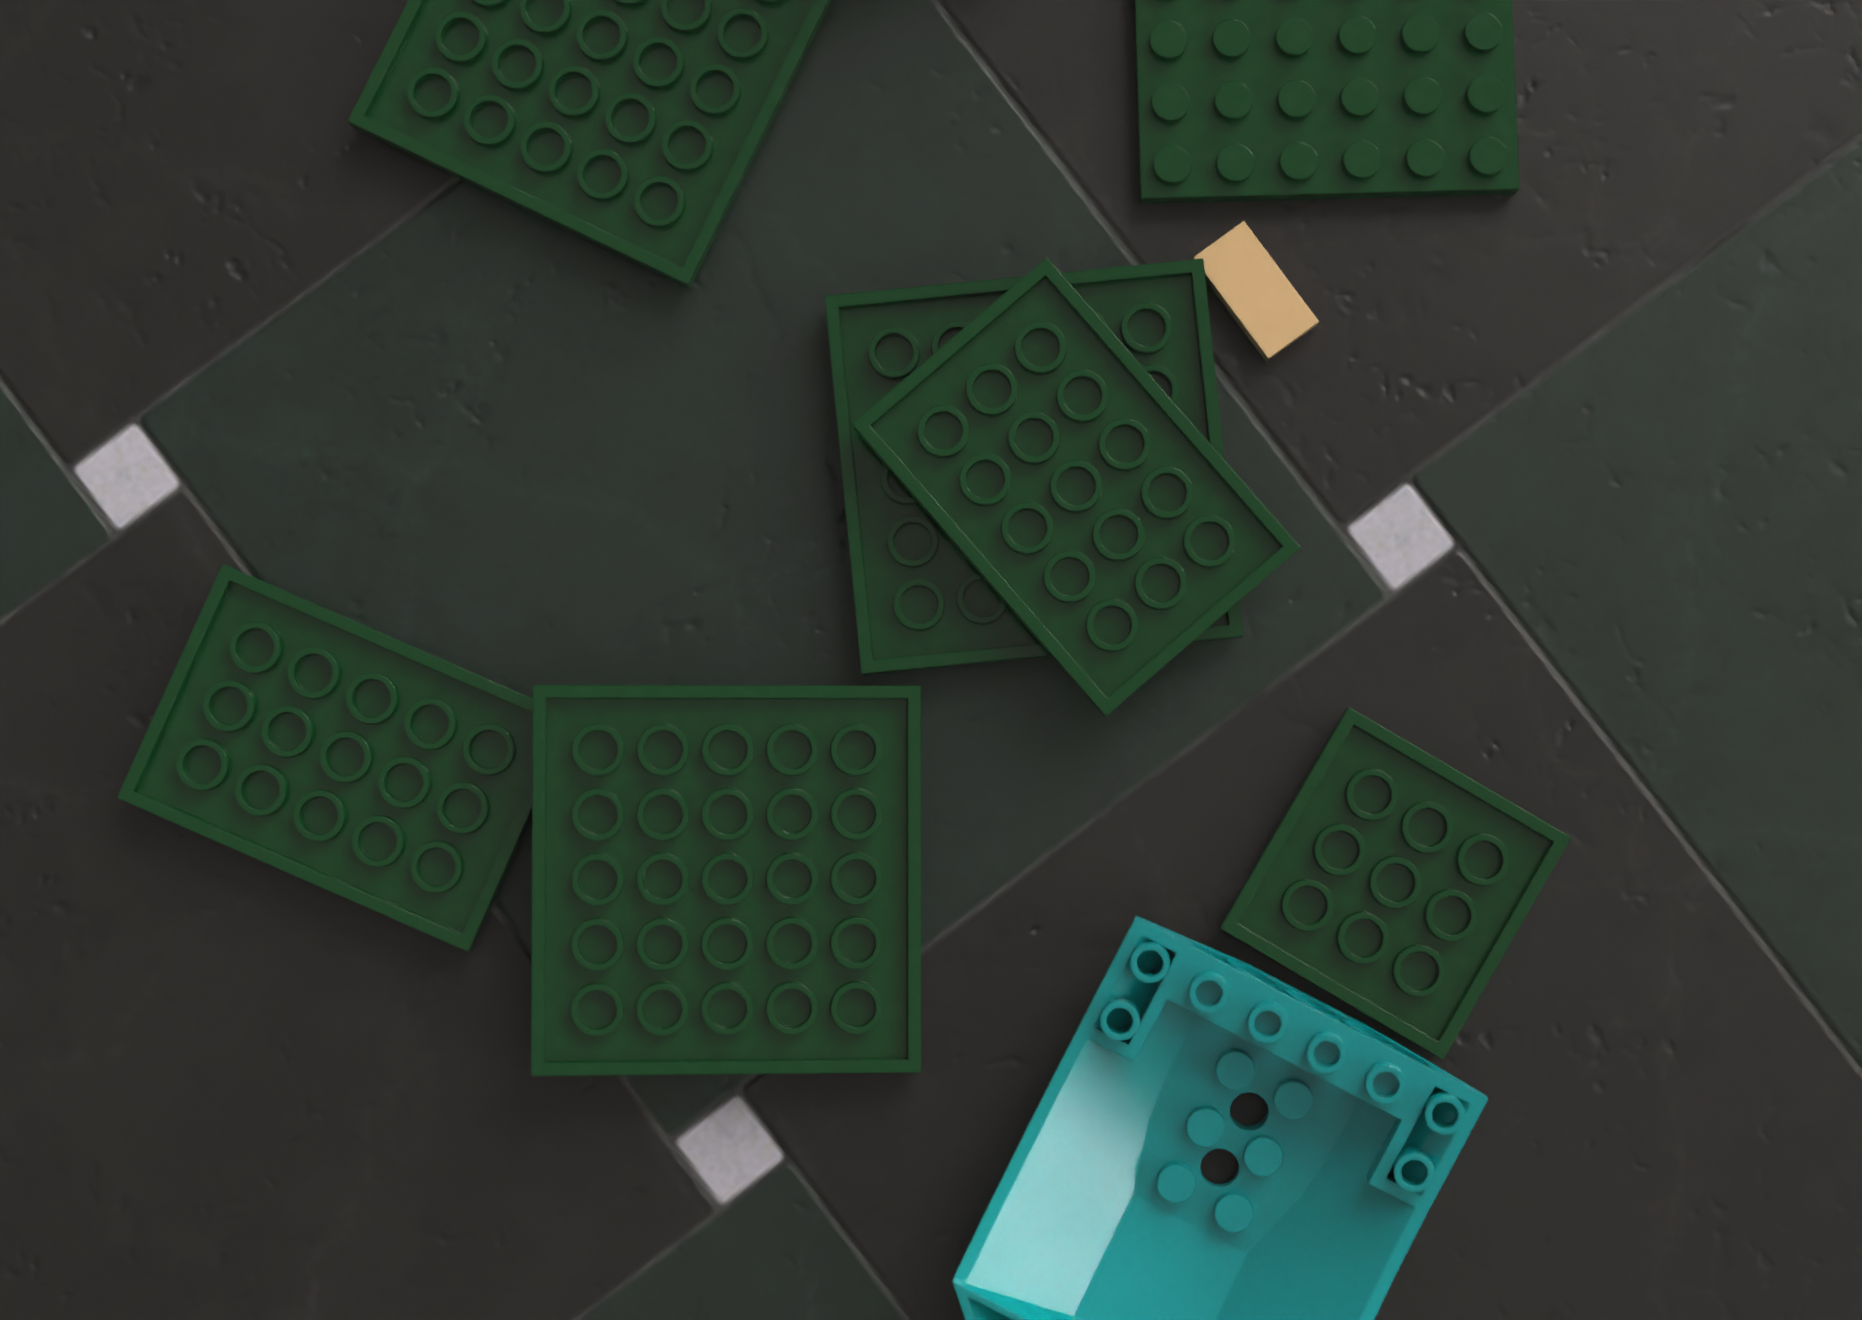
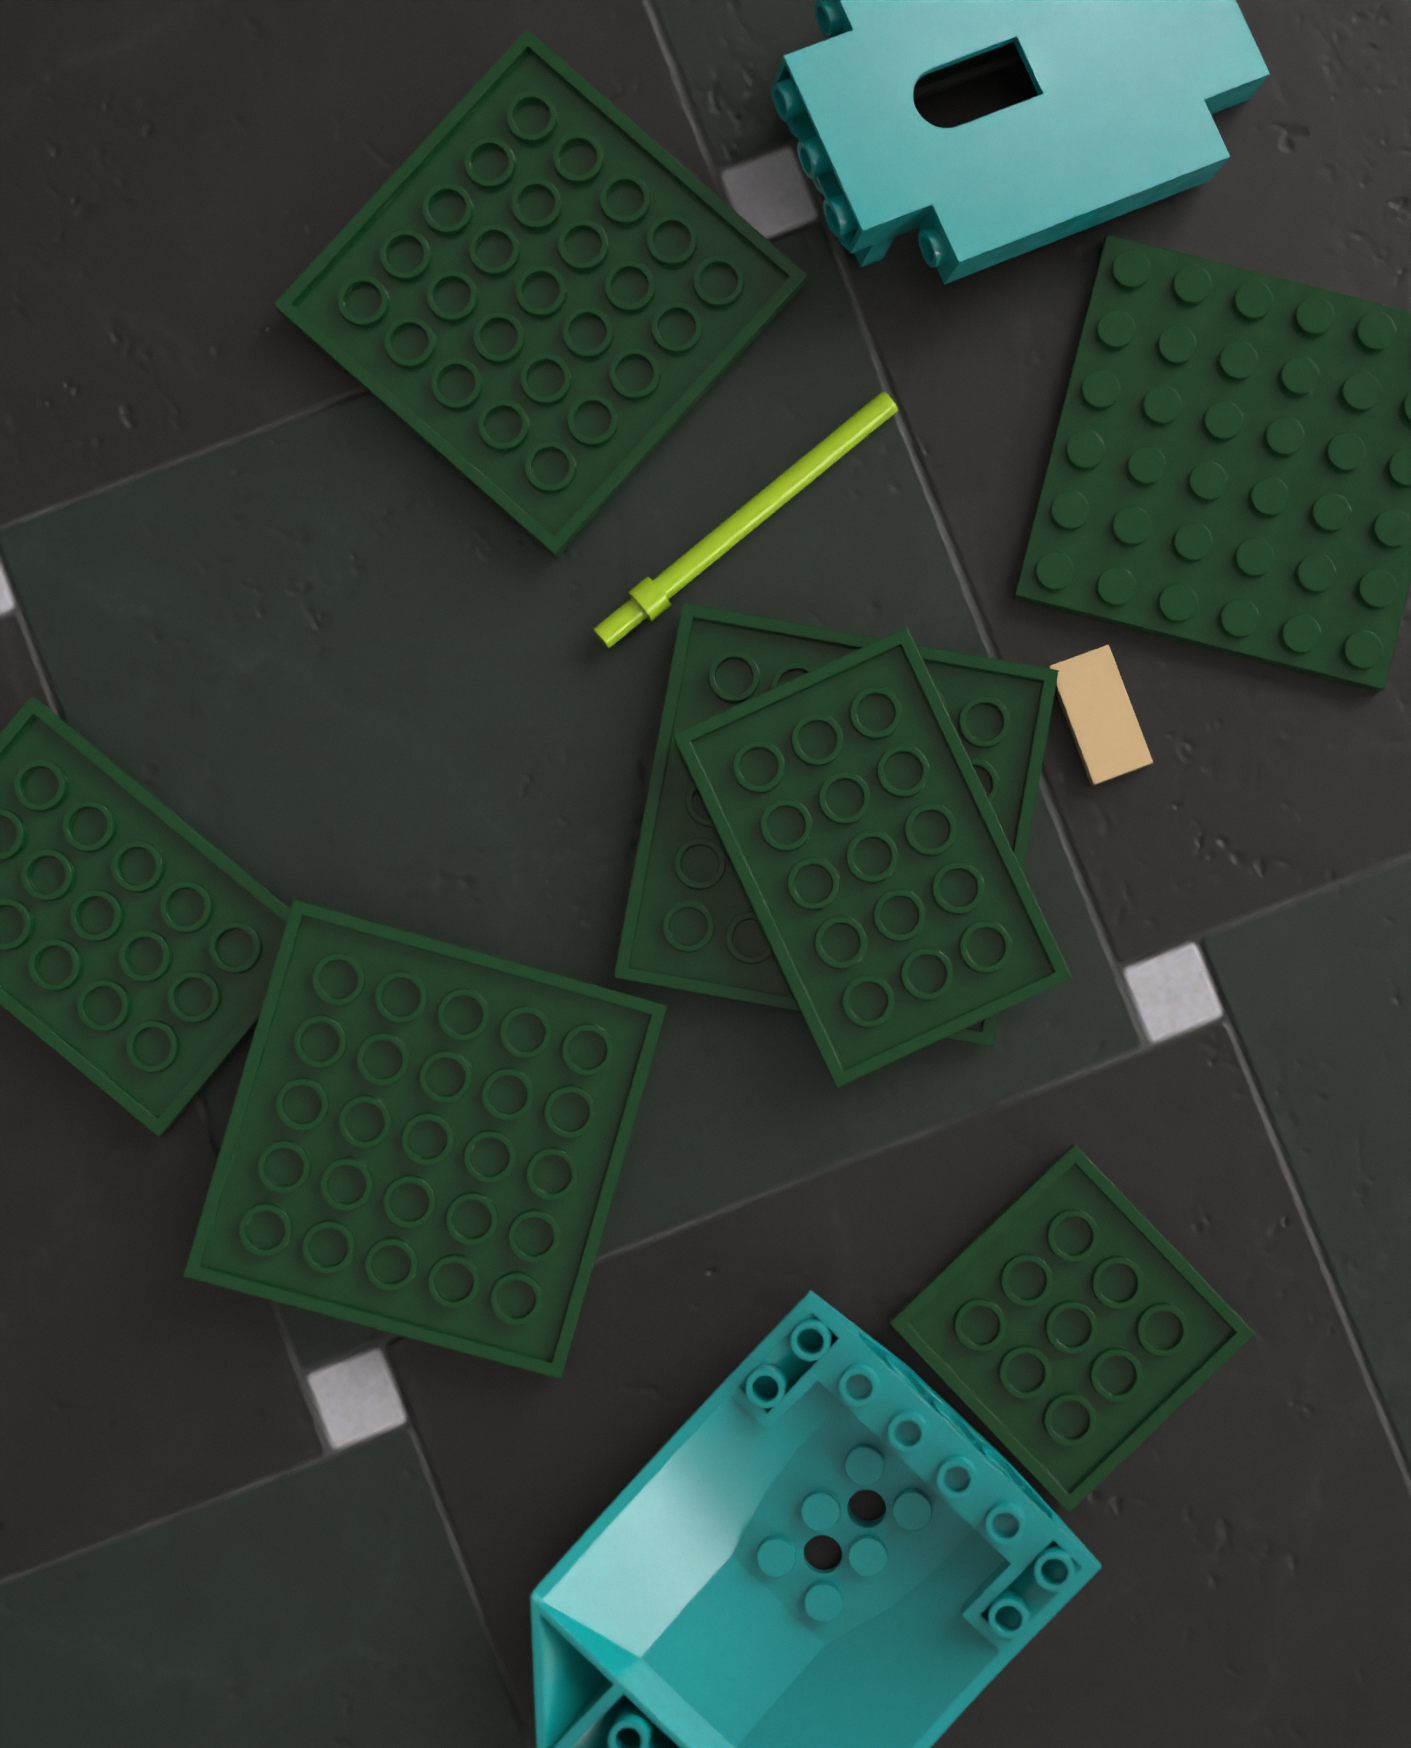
camera: 15 degrees right, 0 degrees up
(793, 299) = (652, 597): none -> lime bar

